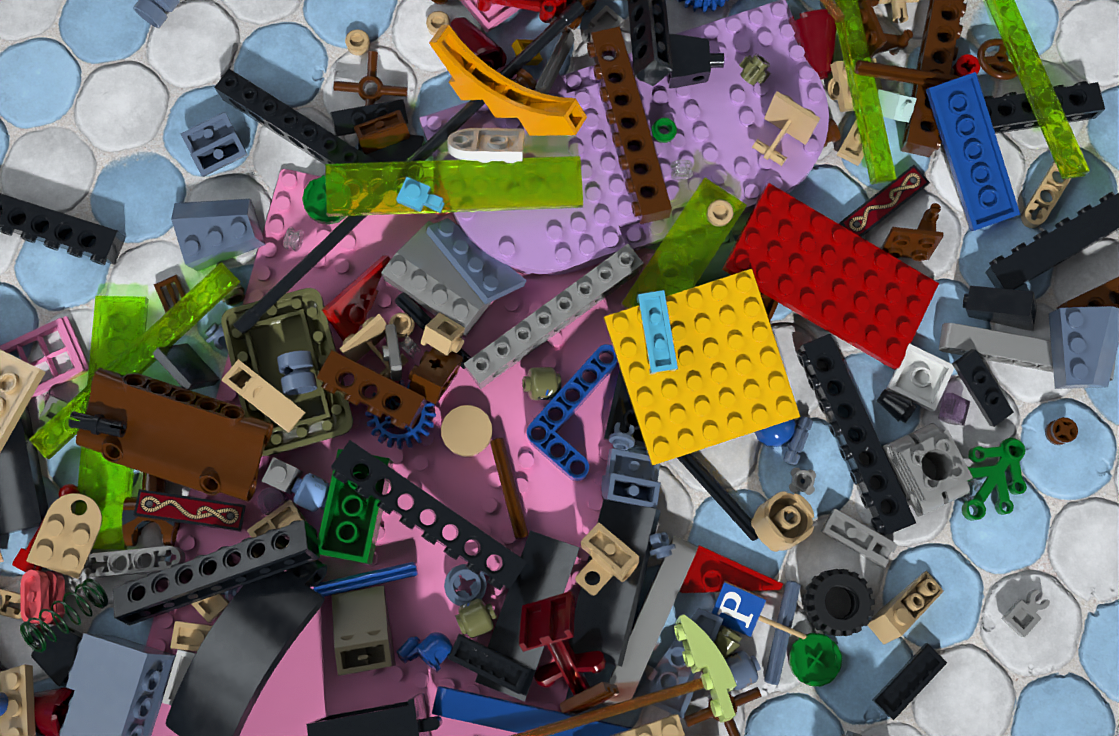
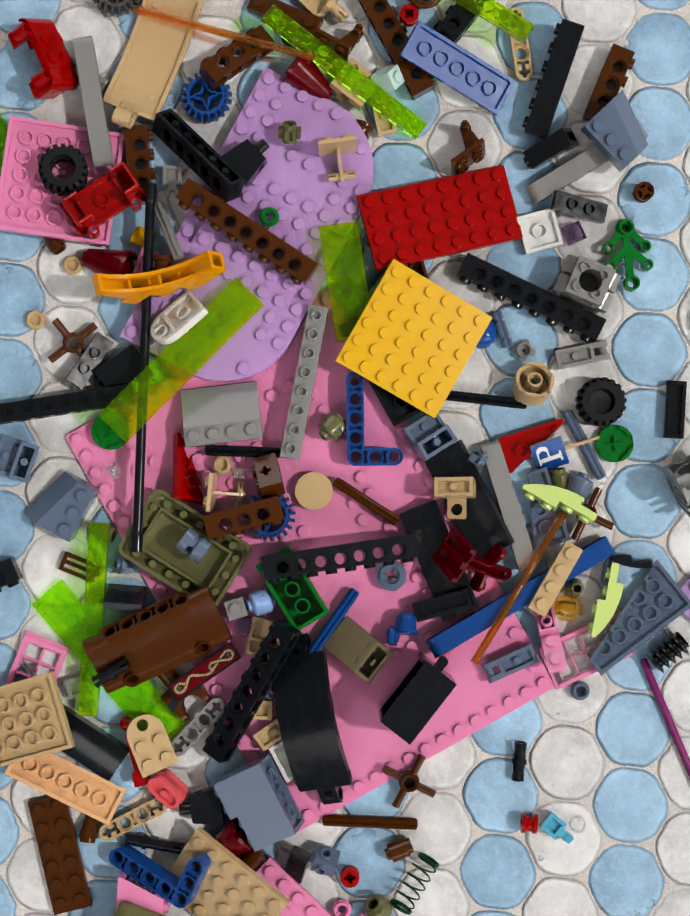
camera: 35 degrees left, 10 degrees up
(29, 639) = (190, 805): dark green piece -> none
(263, 396) = (187, 575): tan slope -> none
(382, 132) = (106, 363): reddish brown slope -> none
(392, 353) = (234, 486): light grey plate -> none
(416, 195) = (167, 386): medium azure plate -> none
(443, 334) = (254, 450): tan brick -> none
(475, 618) = (412, 587): olive head -> none
(482, 272) = (240, 394): sand blue wing -> none
(589, 698) = (512, 574): reddish brown tile -> none
(622, 440) = (406, 419): sand blue plate -> none
(657, 332) = (374, 344): medium azure container -> none
(681, 169) = (301, 232): clear bush -> none
(719, 213) = (346, 240): tan tile -> none
(885, 202) = (431, 142): tile -> none
(896, 405) = (540, 259): black cone -> none
(901, 74) = (378, 57): reddish brown axle -> none
(905, 608) = (639, 371): tan slope -> none

